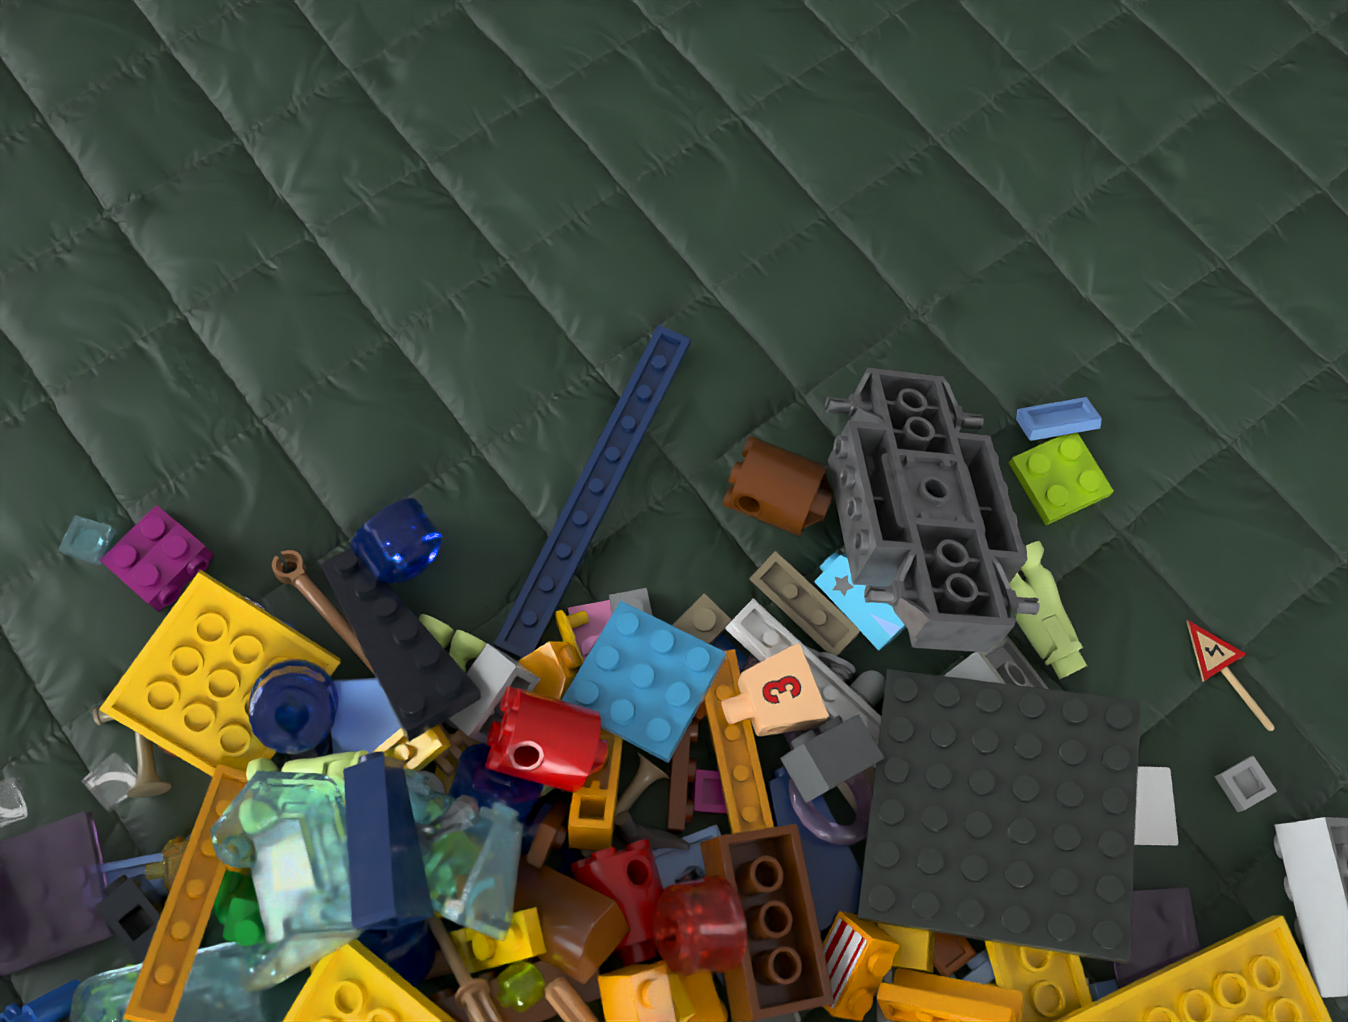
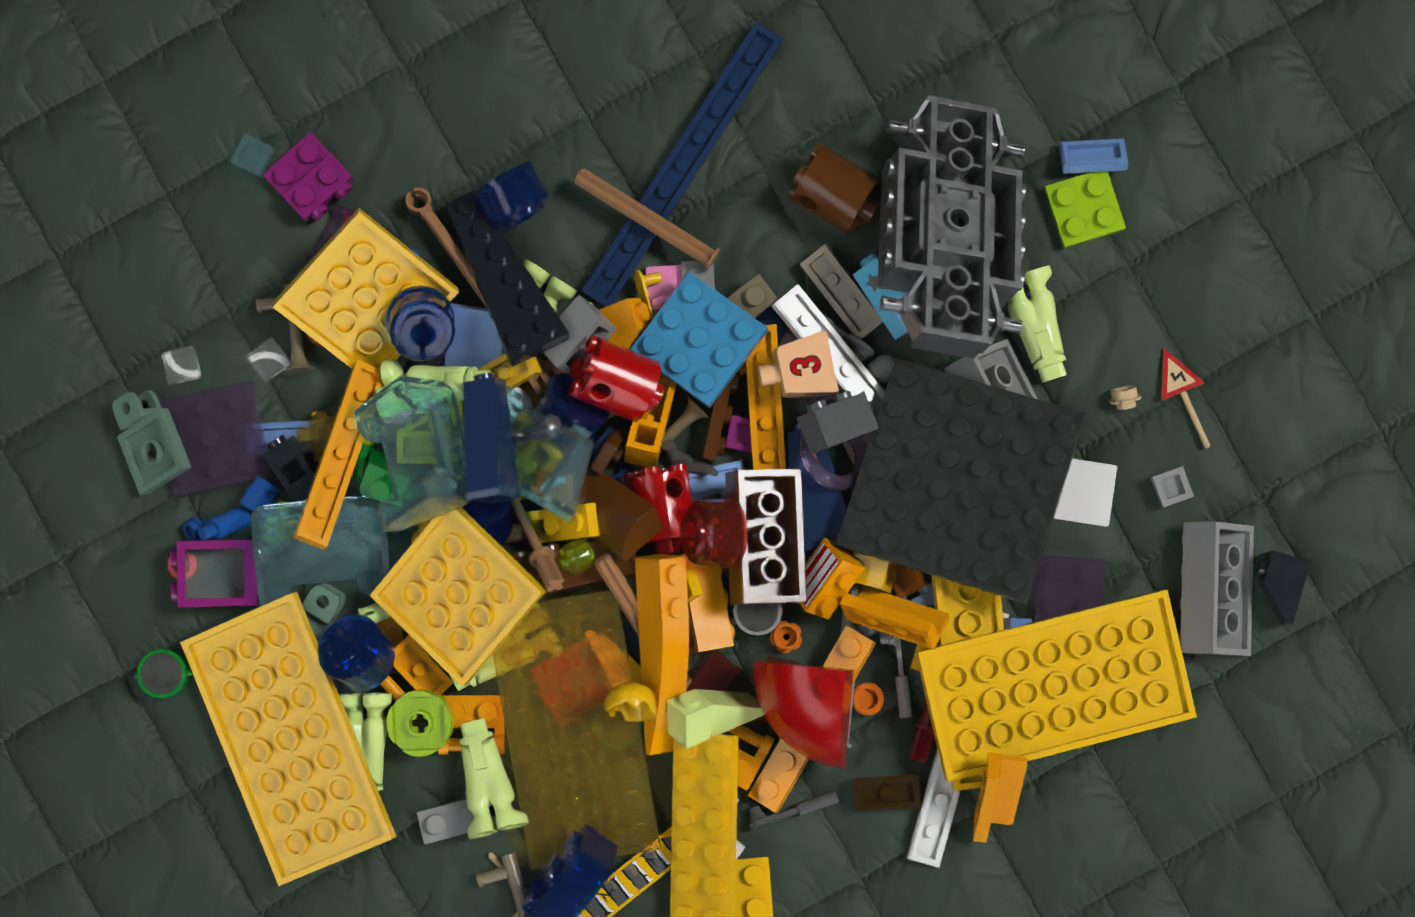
camera: 10 degrees right, 15 degrees up
(99, 957) = (260, 493): none -> blue plate
(563, 548) = (646, 218): none -> medium nougat axle
(1161, 683) = (1124, 397): none -> tan plate

